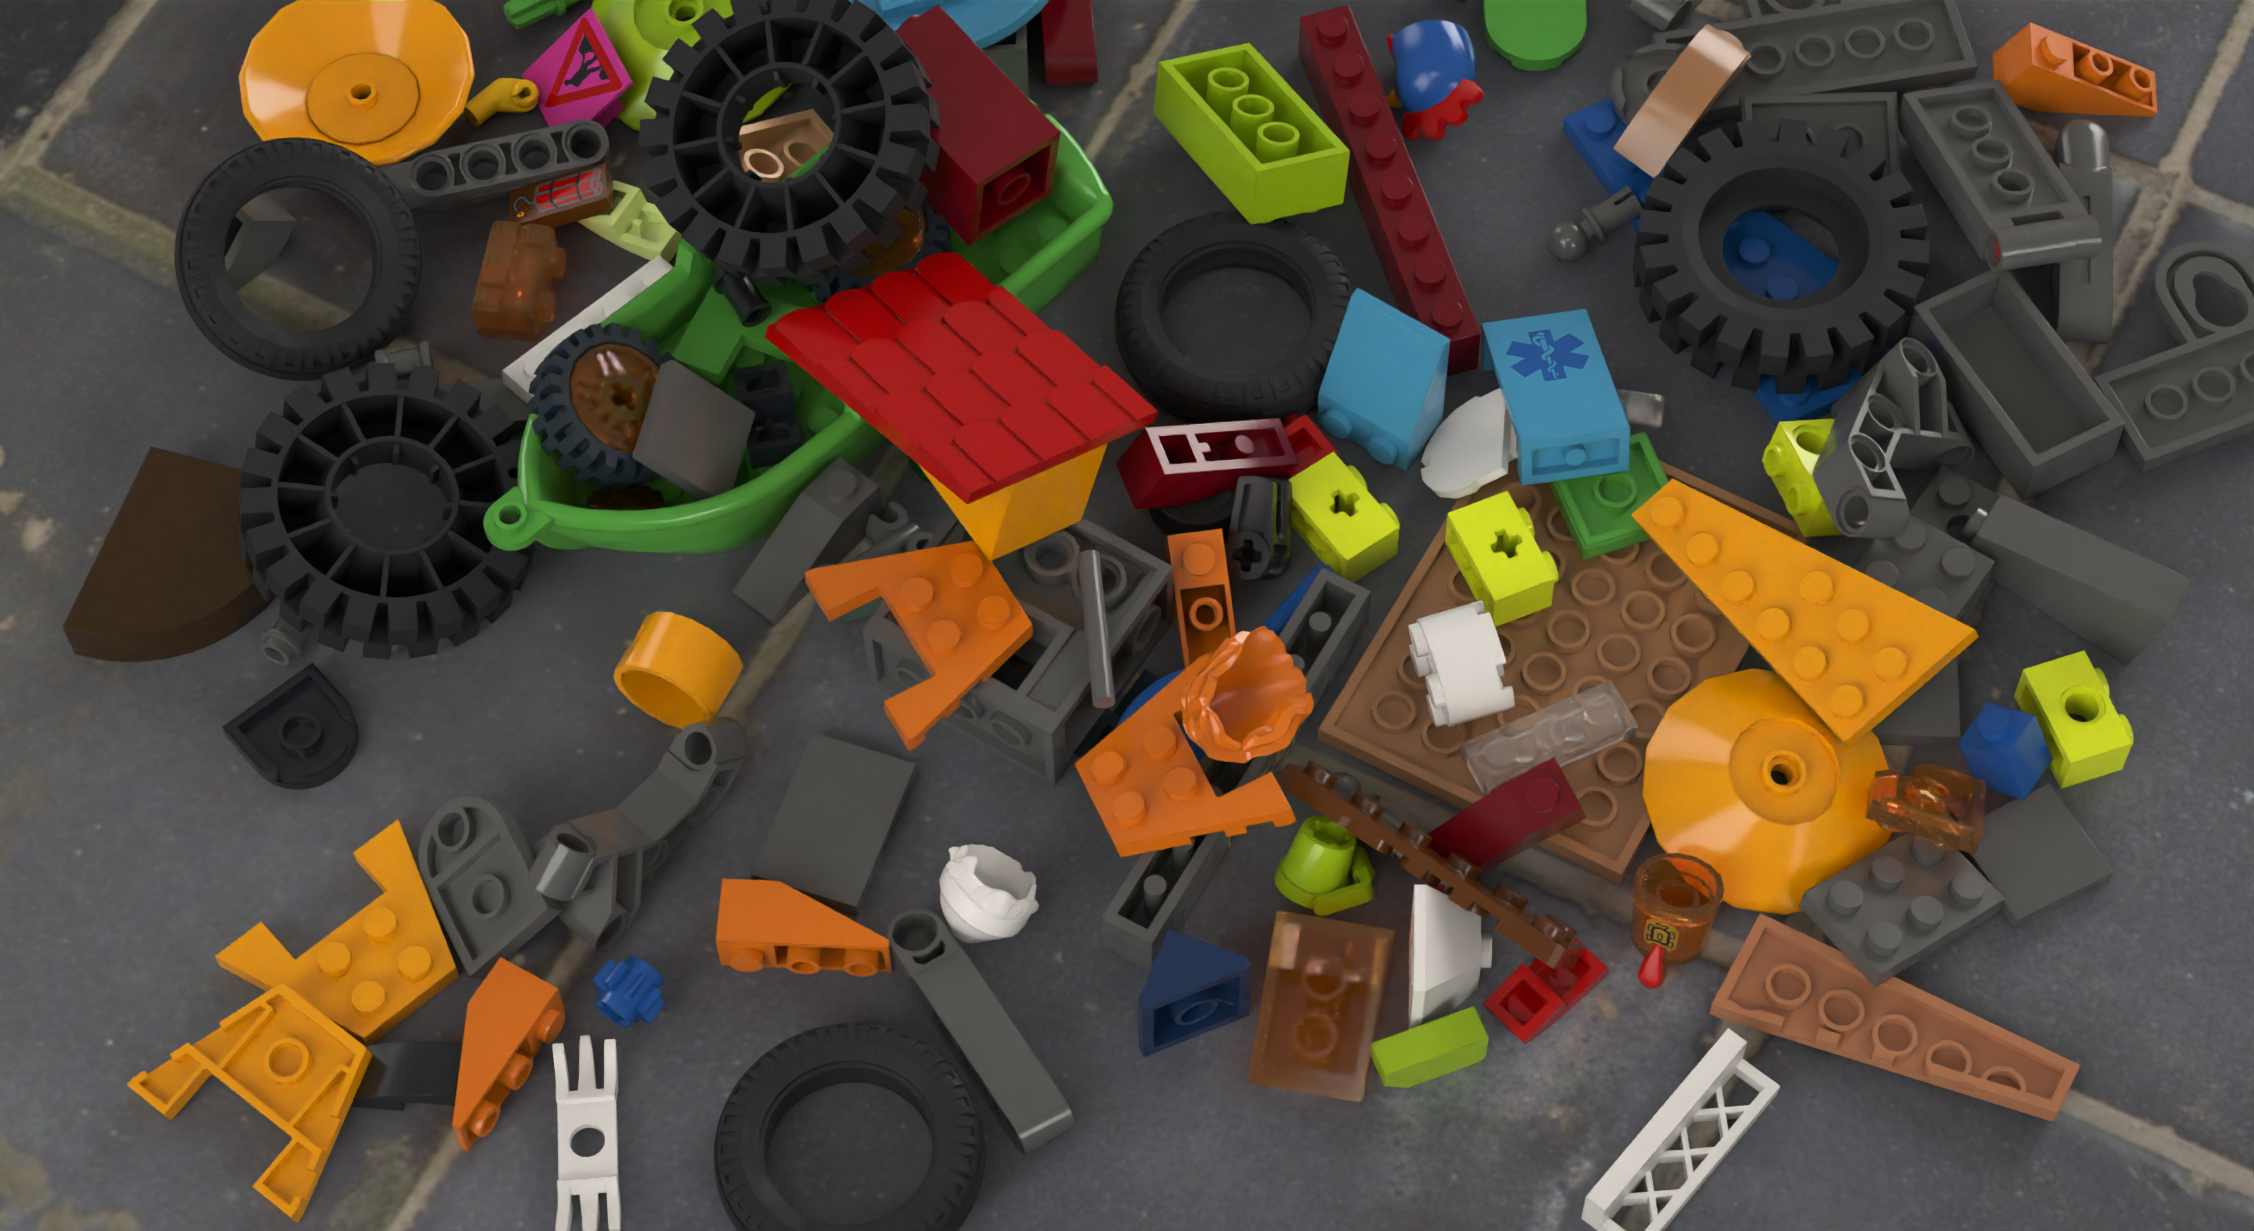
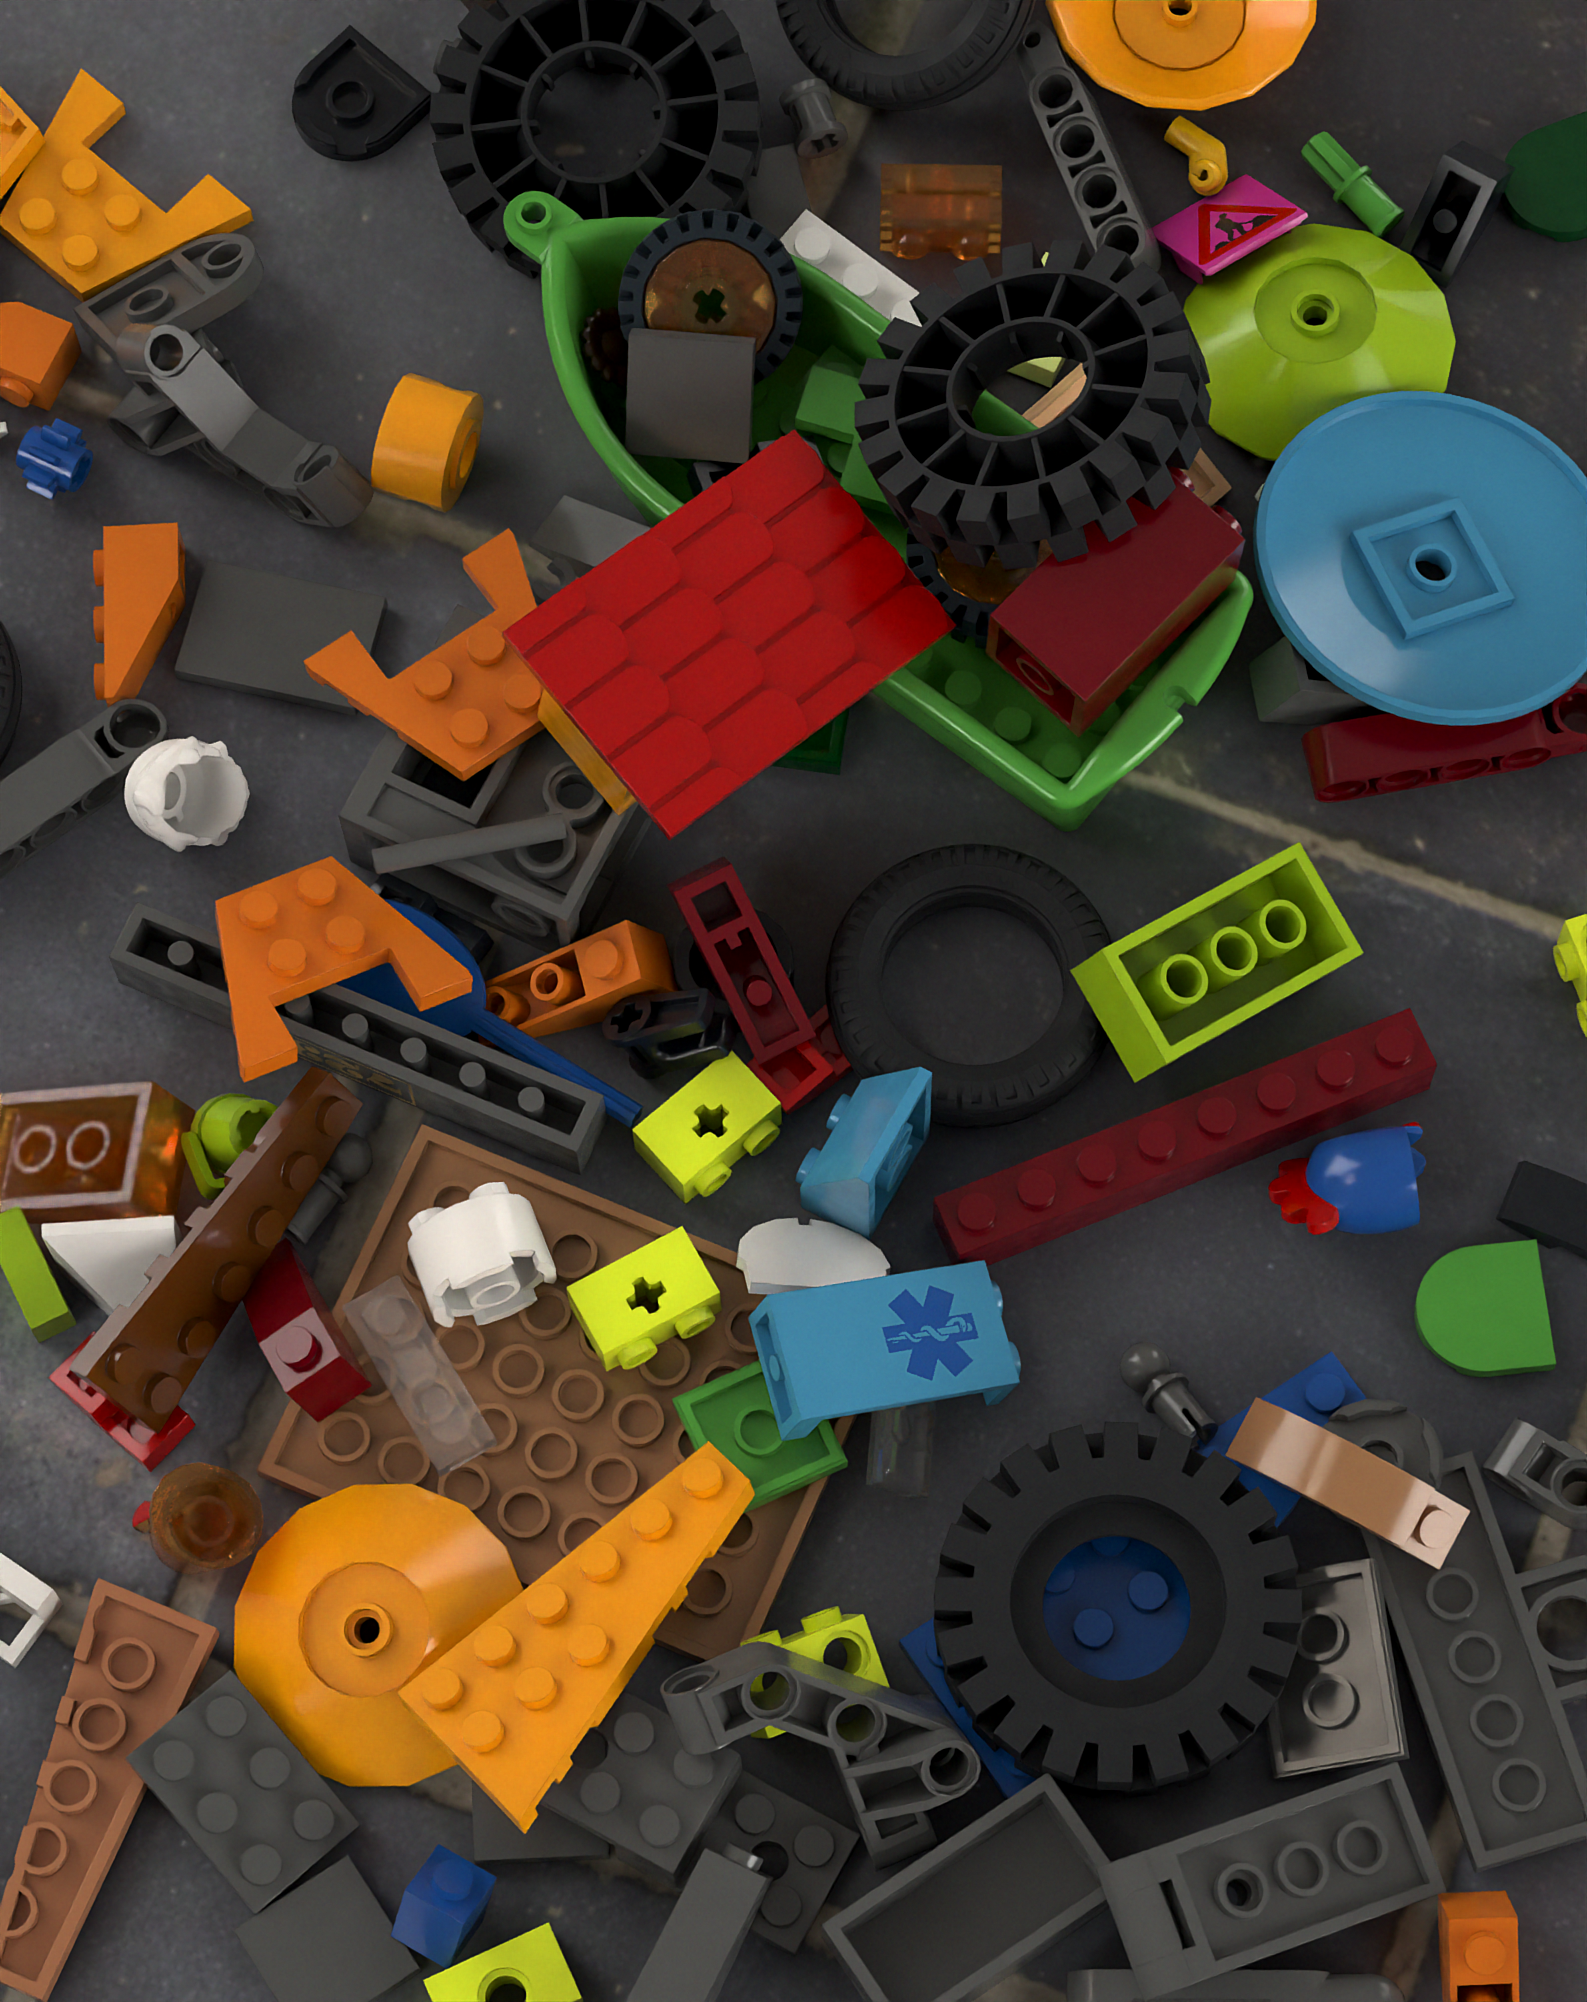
camera: 85 degrees right, 10 degrees up
(564, 198) = (1046, 216): tile -> none
(1190, 992) = (73, 1000): dark blue slope -> none
(1246, 698) = (386, 1011): orange hair -> none
(1930, 804) = (358, 1814): clear orange plate -> none

